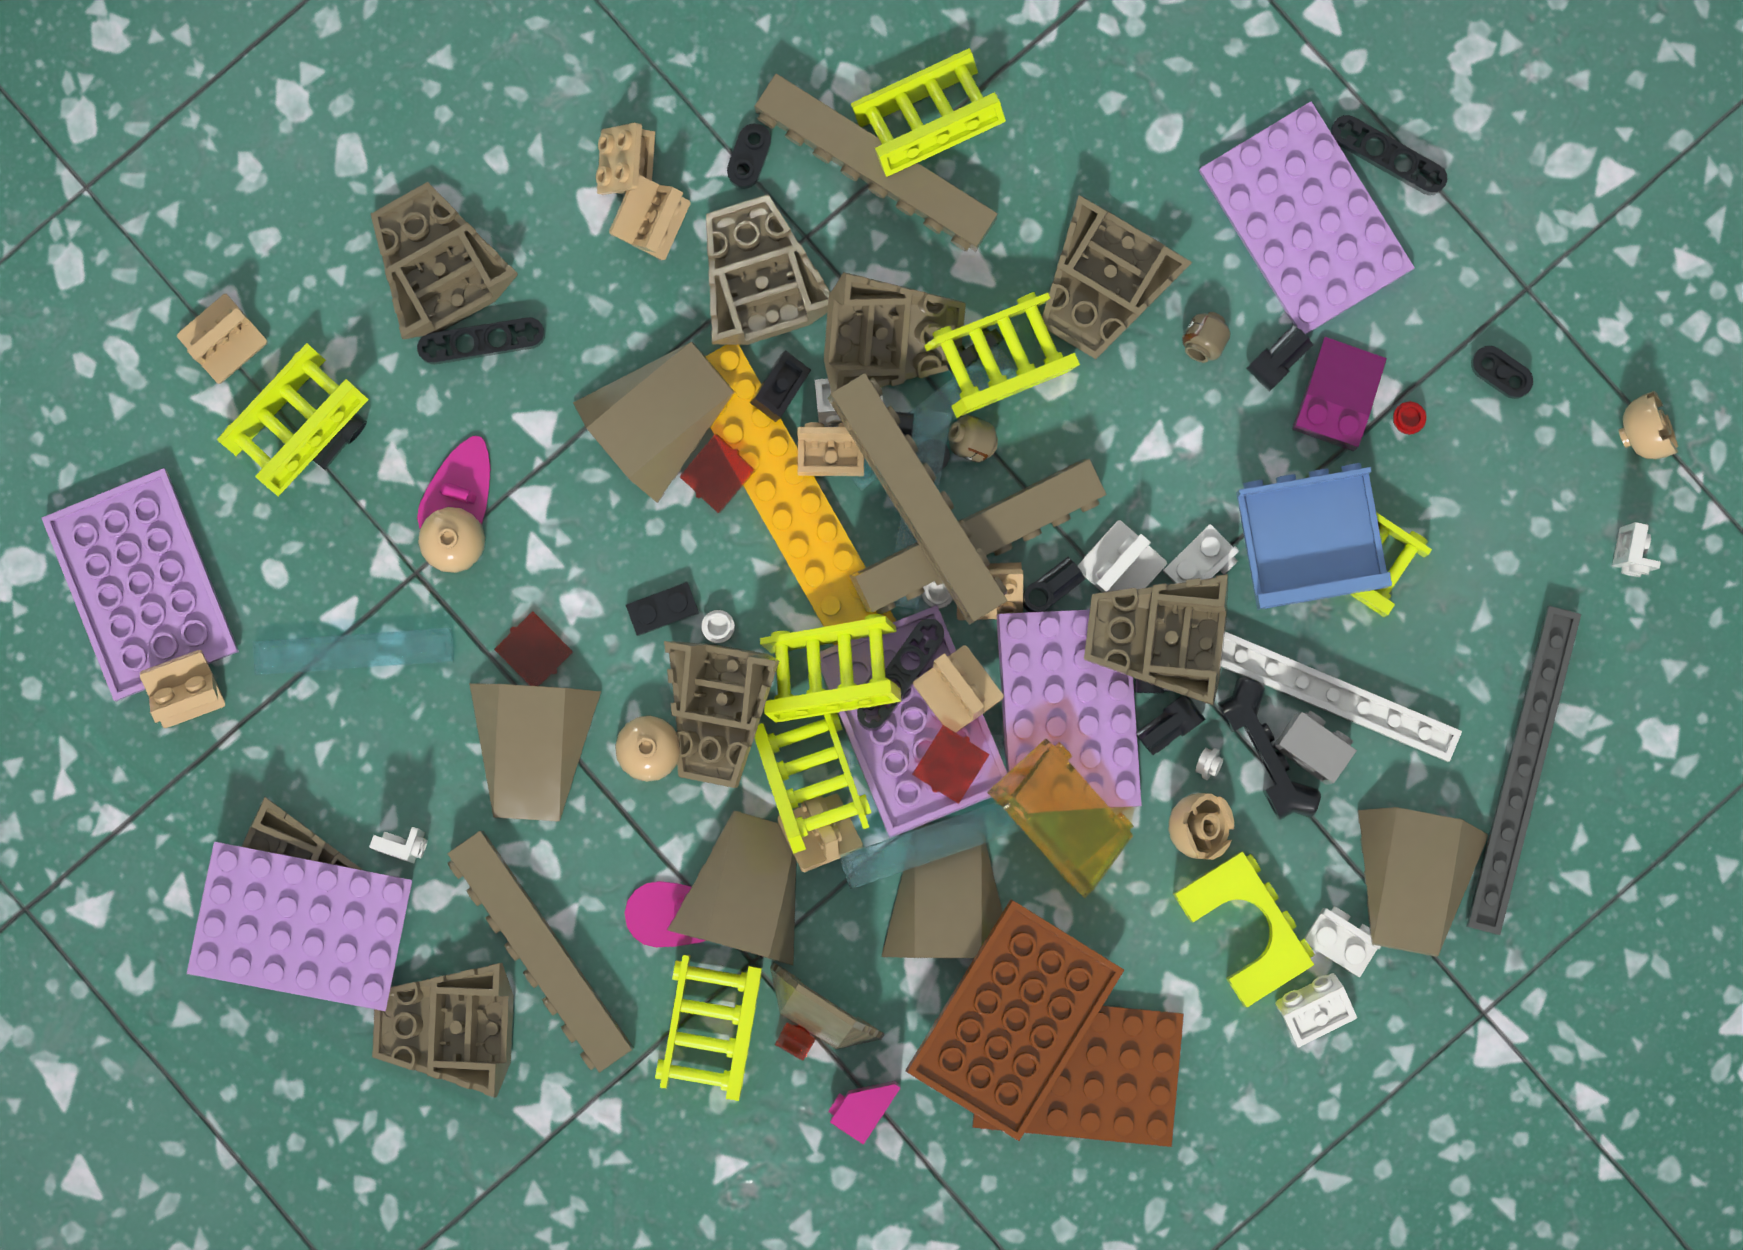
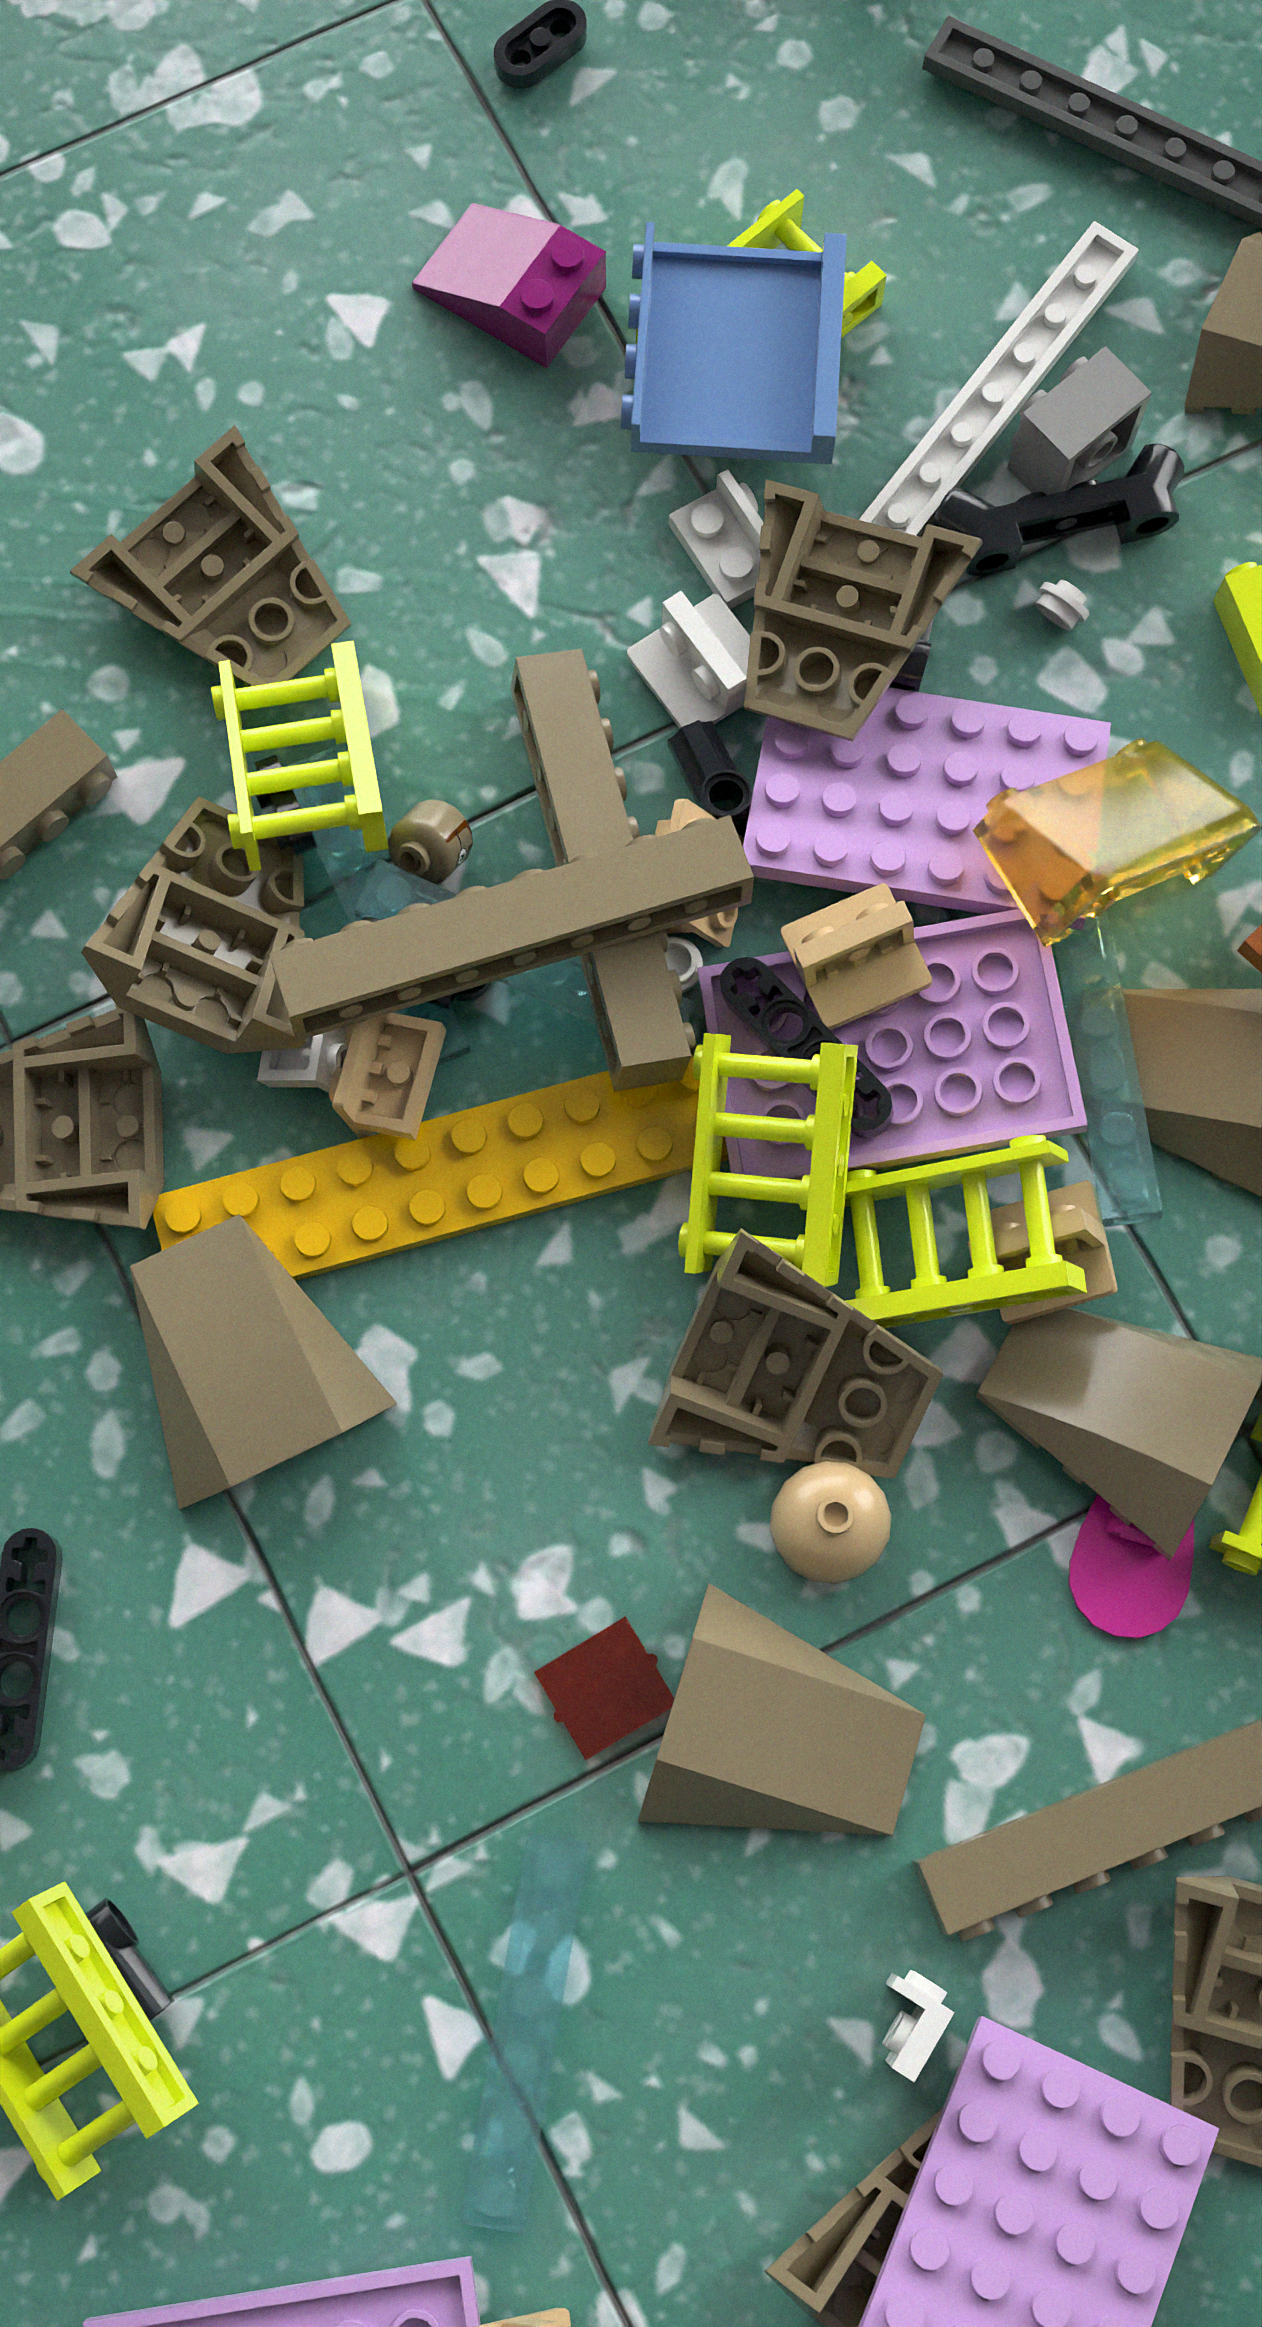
camera: 80 degrees left, 10 degrees down
(451, 539) = (366, 1790): tan cylinder -> none
(460, 482) = (291, 1763): dark pink shield -> none
(662, 609) = (588, 1438): black plate -> none
(717, 473) = (374, 1282): clear red piece -> none
(718, 626) = (642, 1347): white plate -> none
(780, 386) = (252, 1136): black plate -> none
(951, 764) = (984, 992): clear red piece -> none
(1175, 720) = (980, 636): black piece -> none
(1201, 826) = (1166, 636): tan cylinder -> none
(1206, 337) = (363, 447): dark tan head -> none
(1275, 362) = (433, 359): black piece -> none
(1306, 218) = (216, 267): lavender plate -> none
(1391, 150) = (144, 120): black beam -> none
(1409, 418) = (575, 189): red plate -> none

